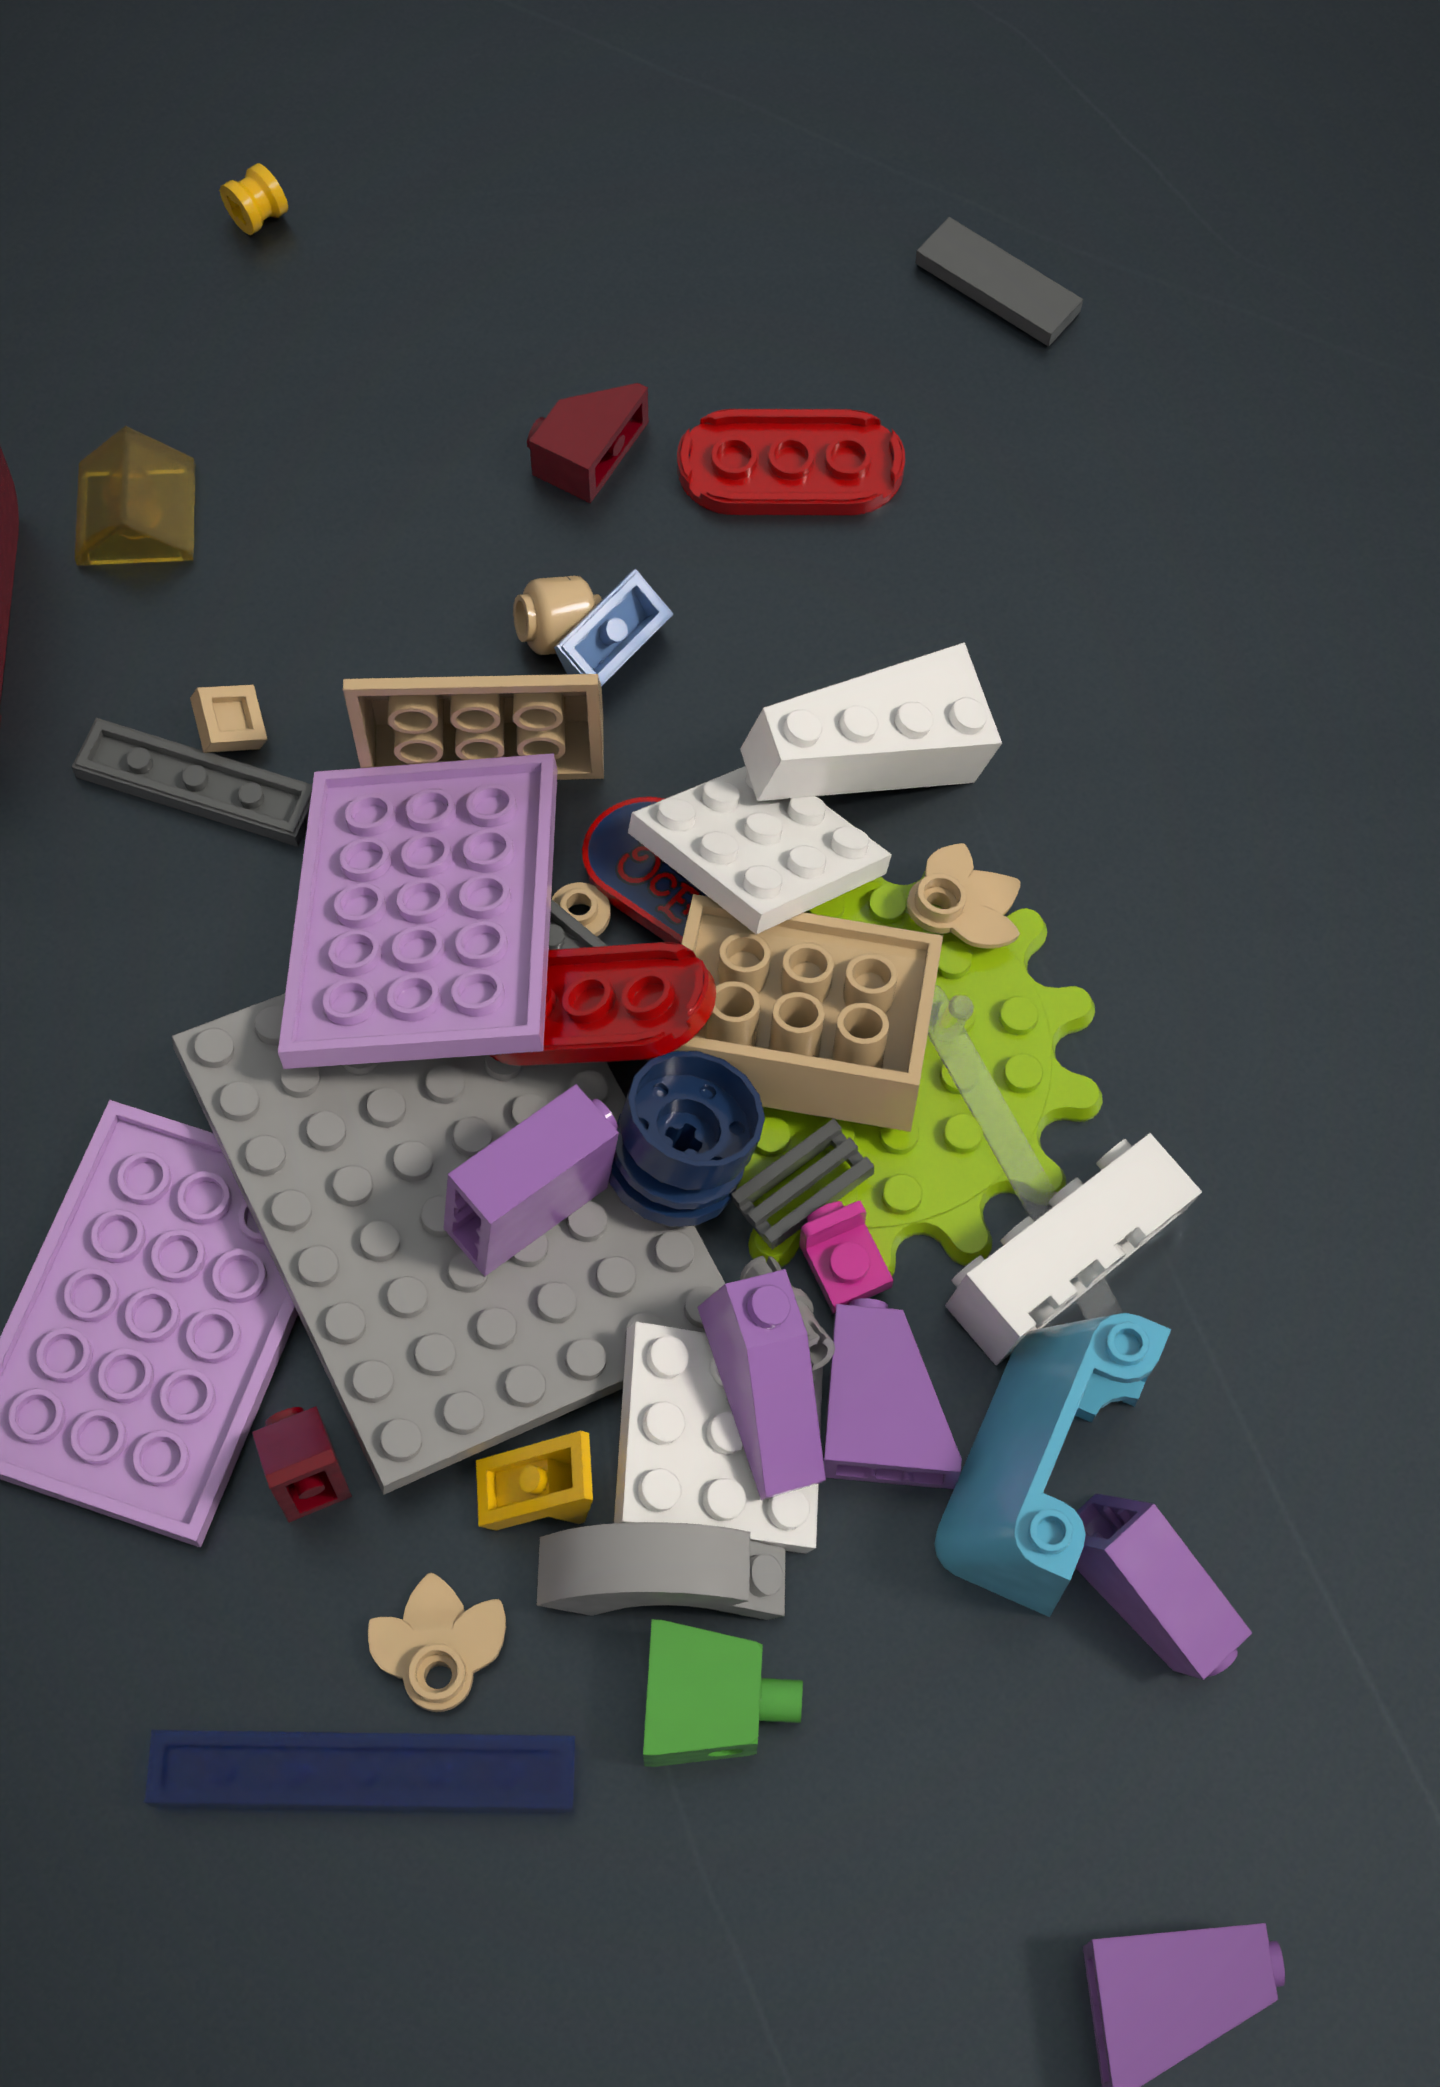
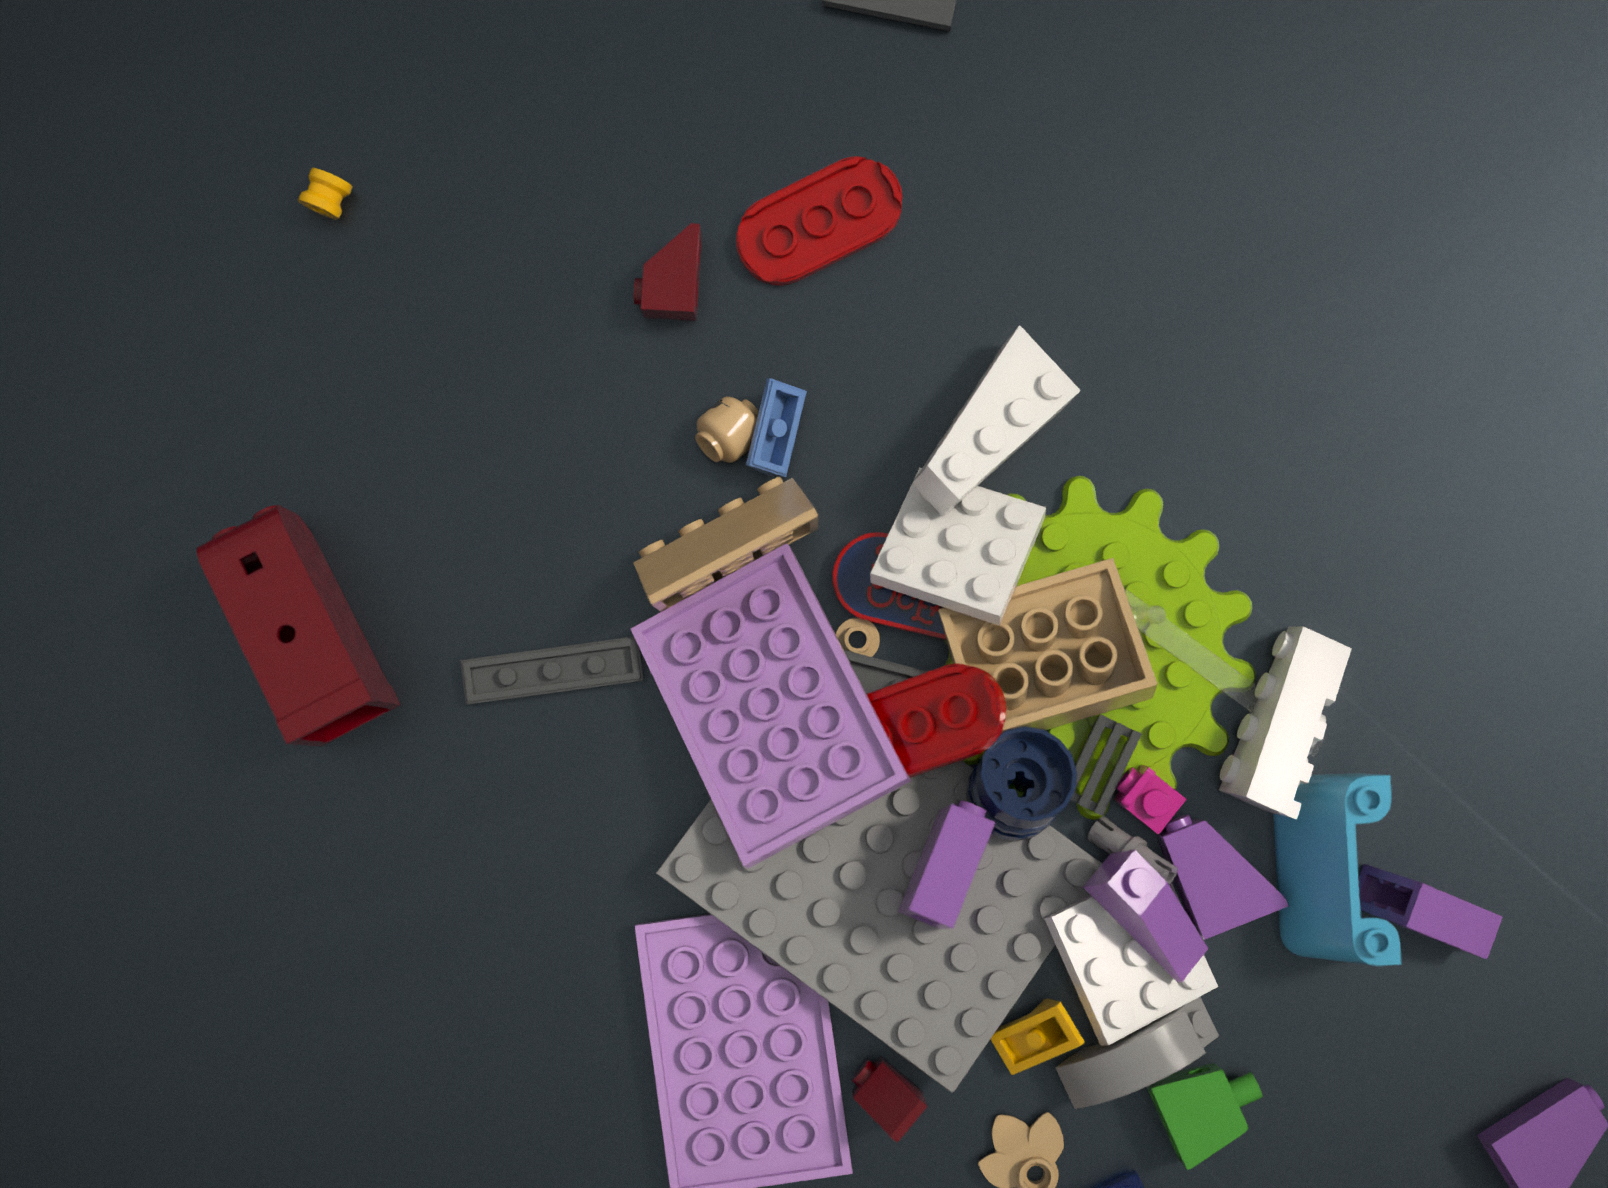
camera: 25 degrees left, 20 degrees up
(135, 502) = (387, 483): clear yellow slope -> none
(228, 718) = (551, 618): tan plate -> none
(970, 900) = (1109, 509): tan plate -> none

